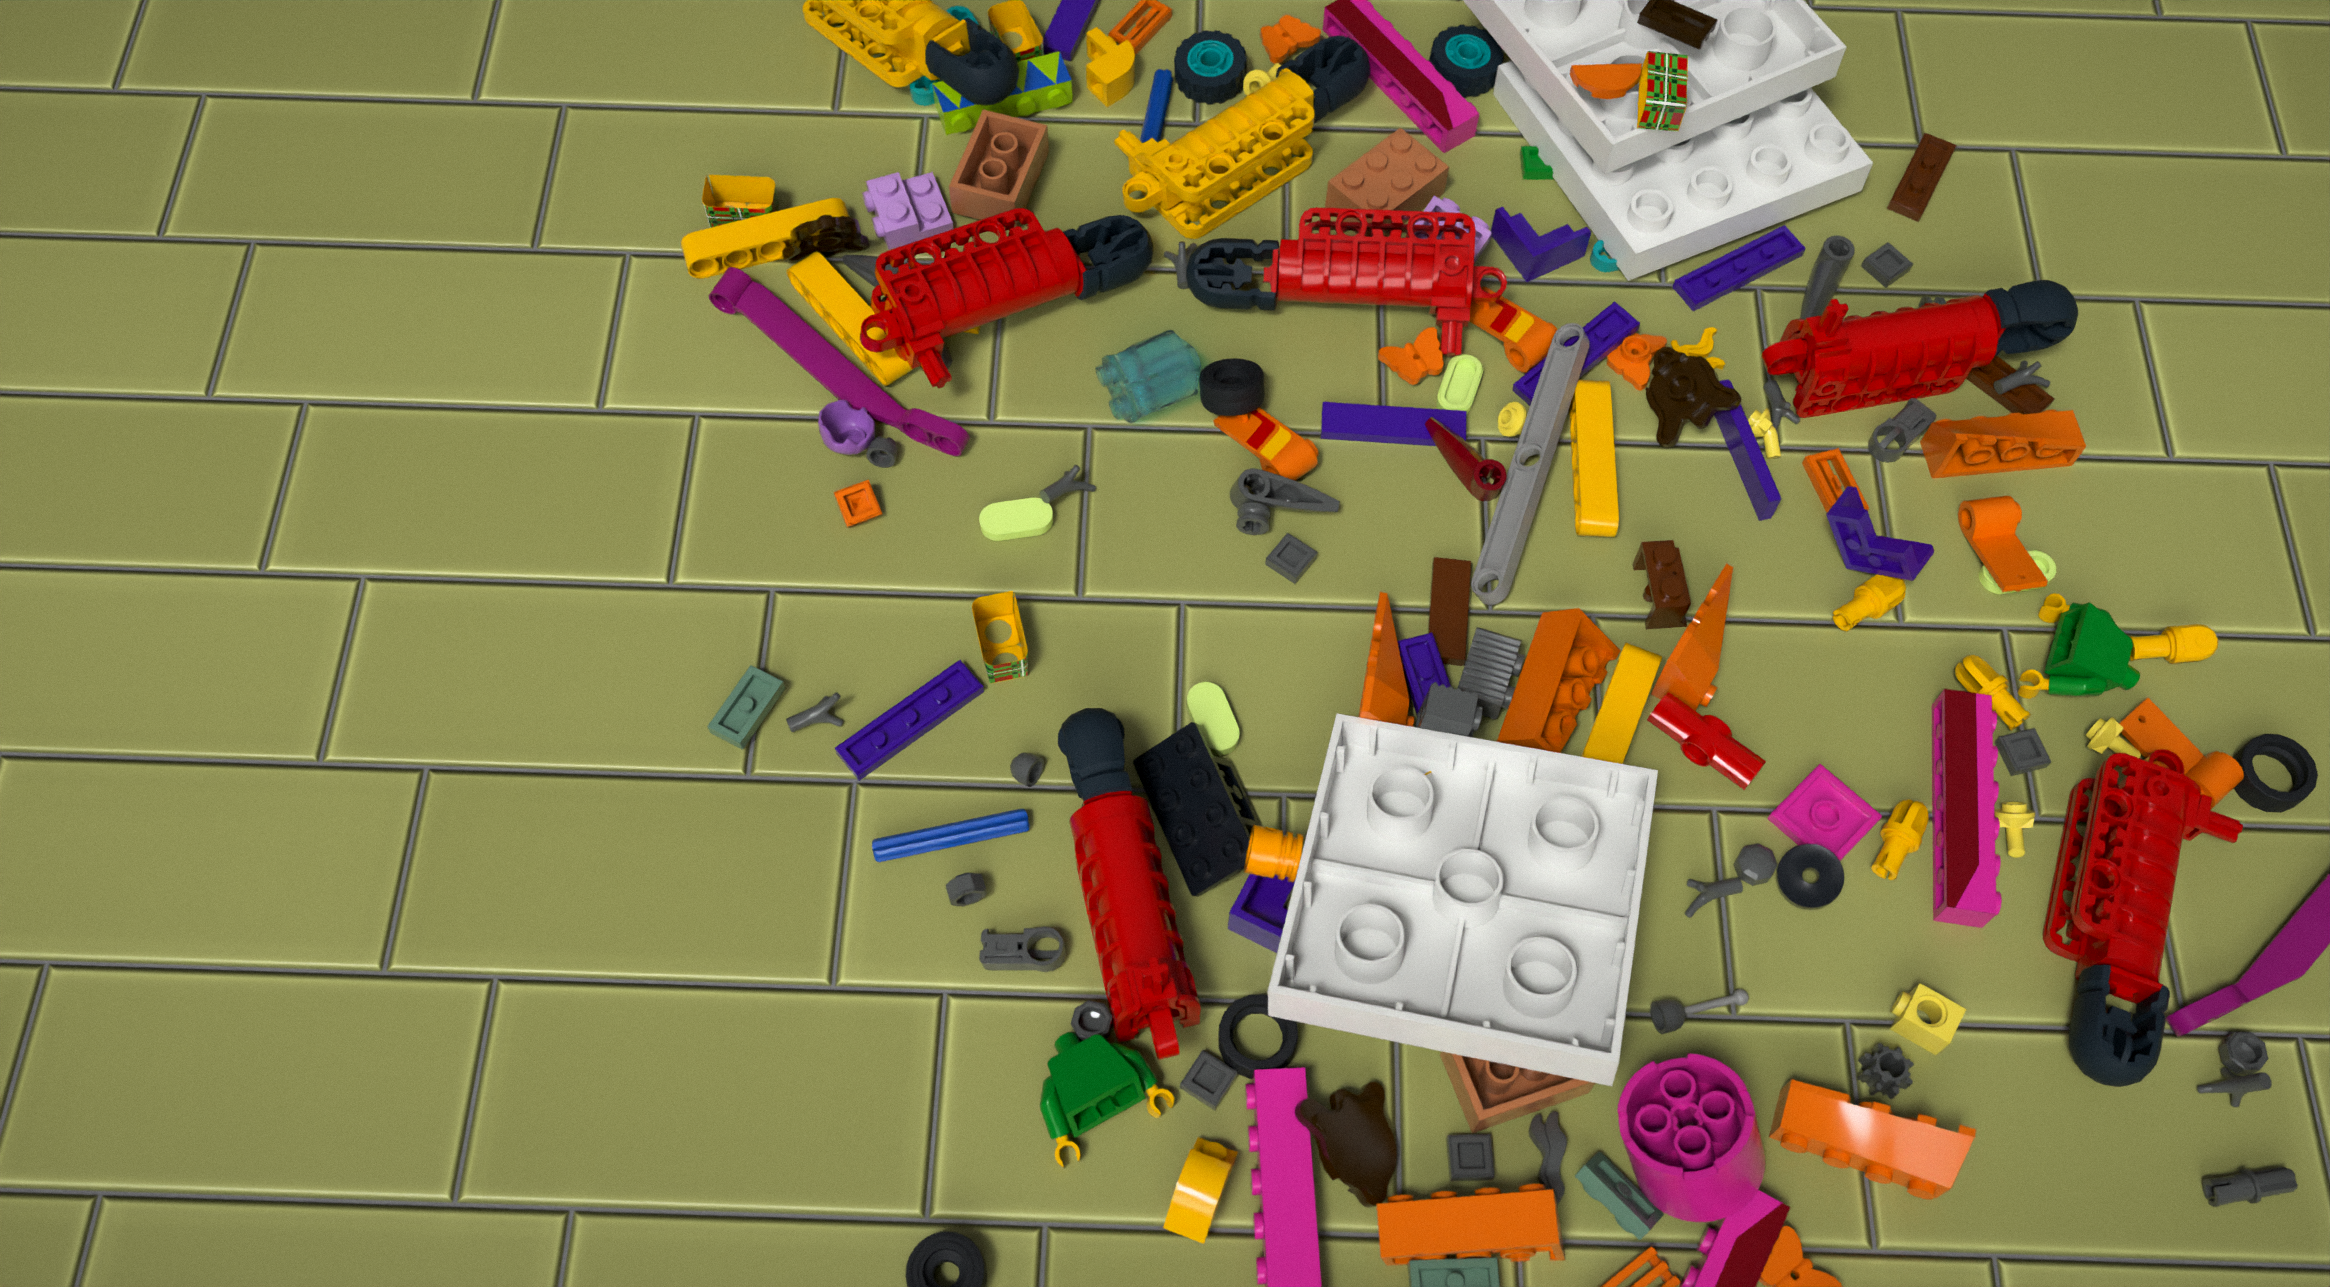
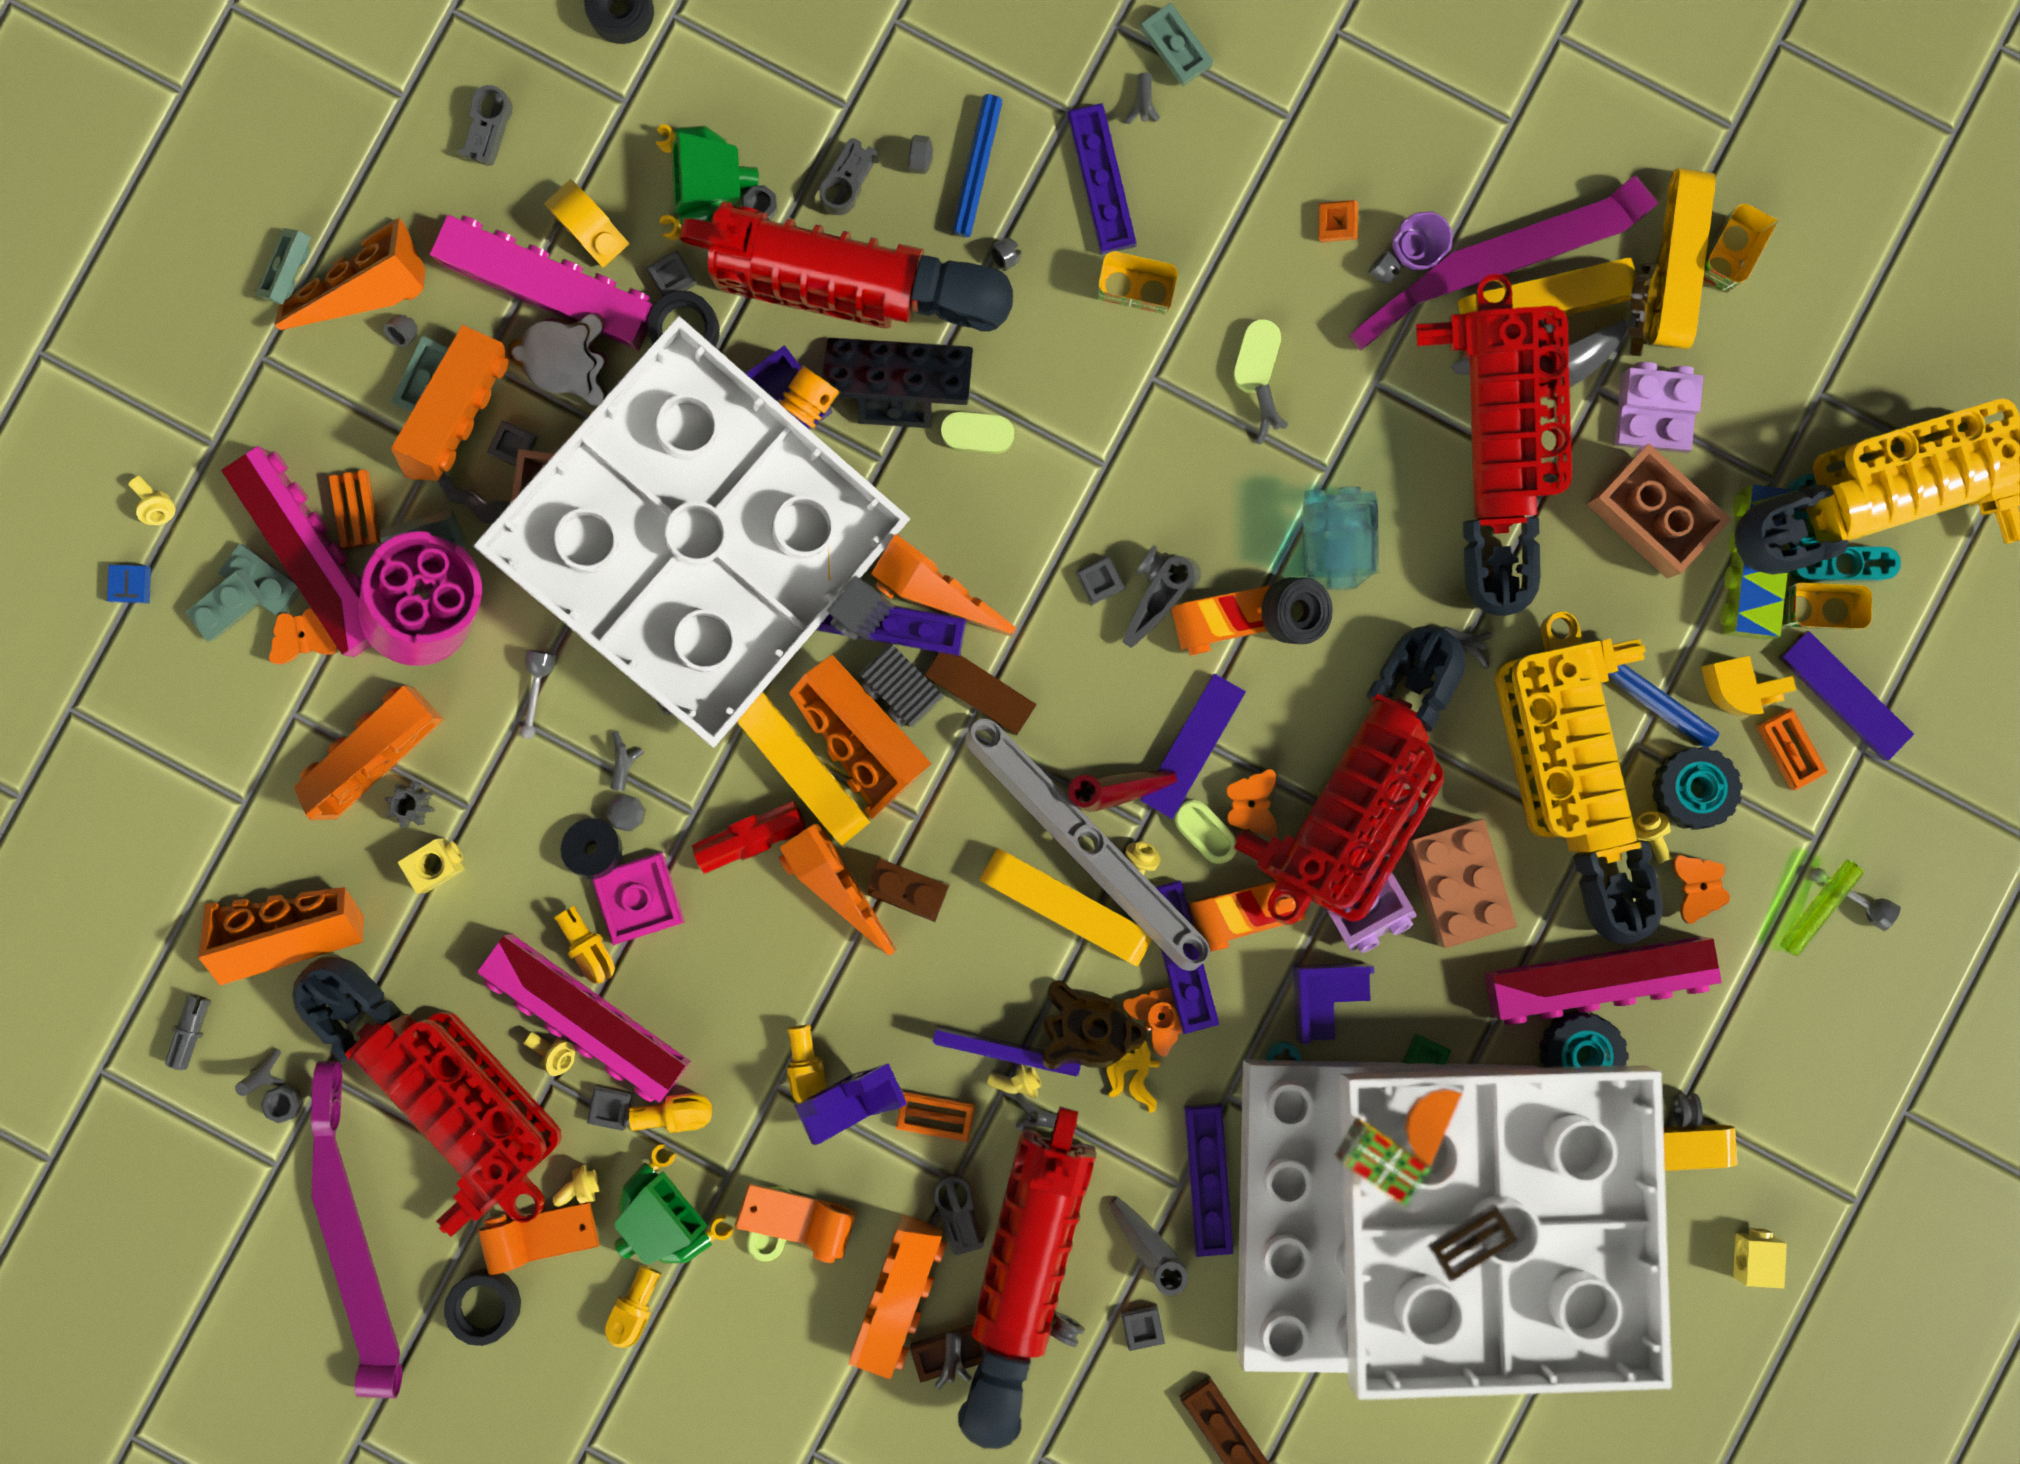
camera: 115 degrees right, 25 degrees up
(2102, 1147) = (276, 933): none -> orange wedge

